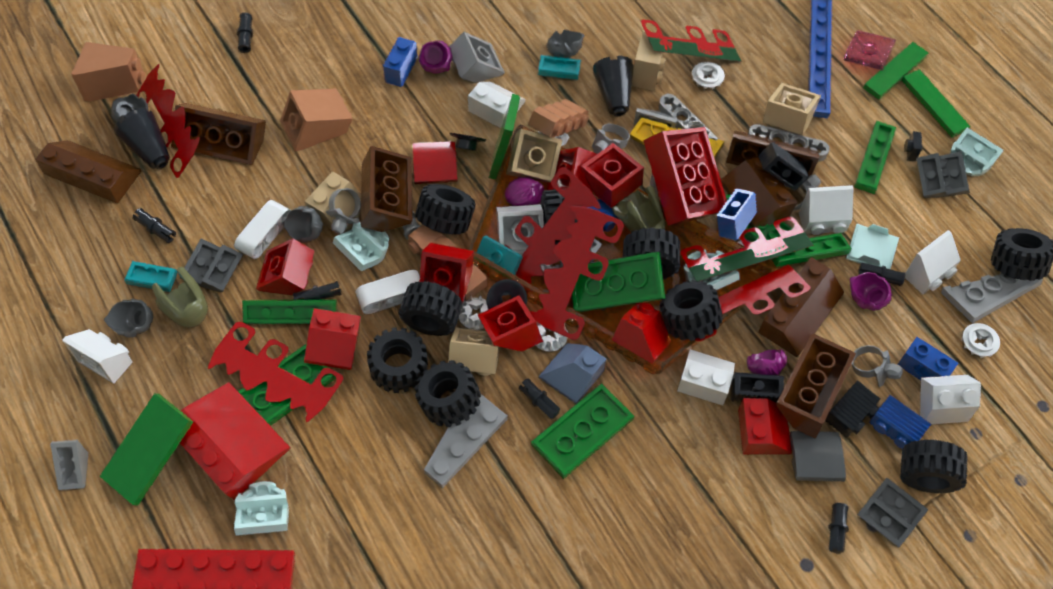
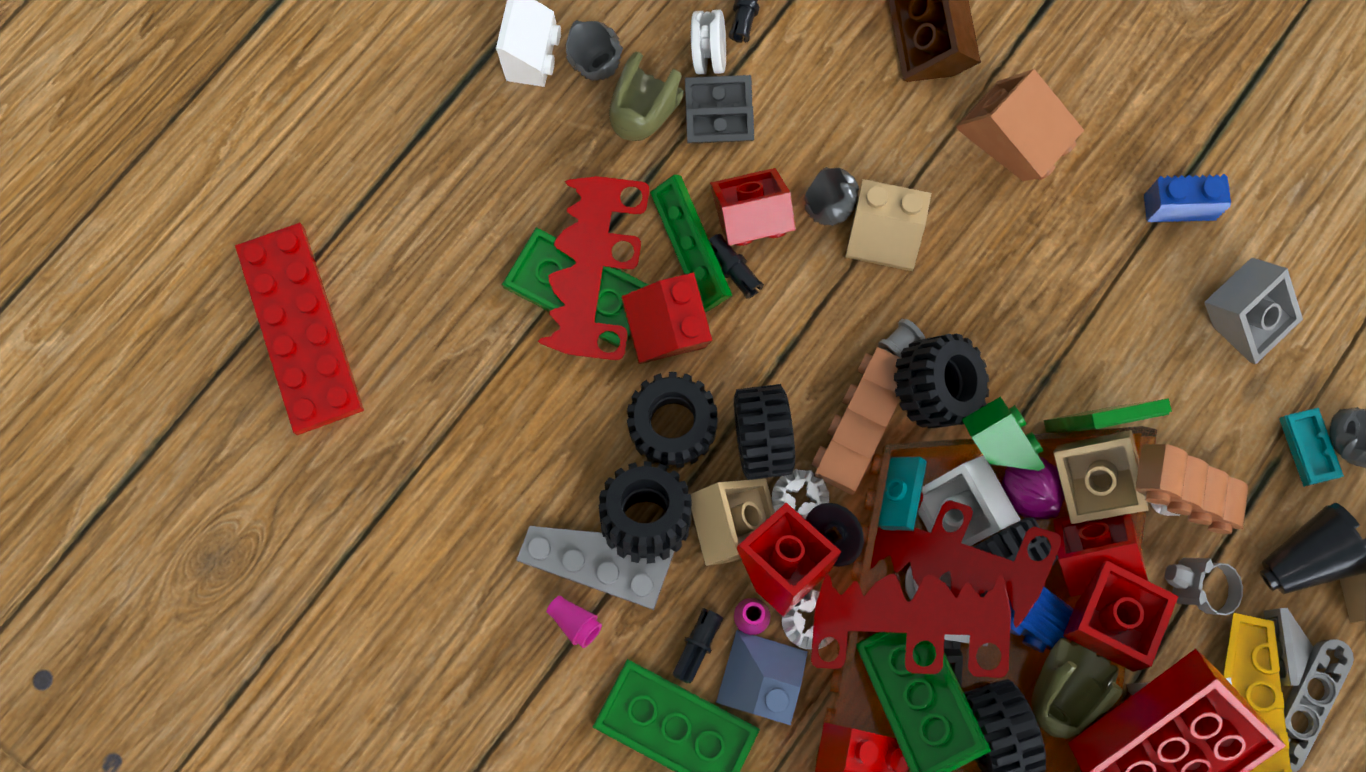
camera: 75 degrees right, 15 degrees up
(70, 464) = (374, 89): light grey slope -> none
(146, 449) = (419, 164): green tile -> none
(147, 274) = (669, 43): teal plate -> none
(166, 250) = (708, 41): none -> white head
(231, 440) = (473, 254): red slope -> none
(261, 509) = (398, 343): light aqua slope -> none
(262, 229) = (802, 146): white beam -> none
(341, 221) = (848, 243): light grey piece -> none
(362, 246) = (838, 292): light aqua slope -> none
(385, 292) = (779, 362): white beam -> none
(386, 190) = (939, 282): reddish brown slope -> none
(434, 162) = (1029, 329): red slope -> none
(435, 57) = (1223, 247): magenta hair -> none
(447, 267) = (832, 427): red slope -> none
(466, 141) = (1088, 360): black piece -> none
(490, 102) = (1188, 372): white slope -> none
(490, 188) = (1000, 436): none -> slope
(495, 463) = (576, 623): none -> dark pink cone
(534, 361) = (747, 626): none -> dark pink cone

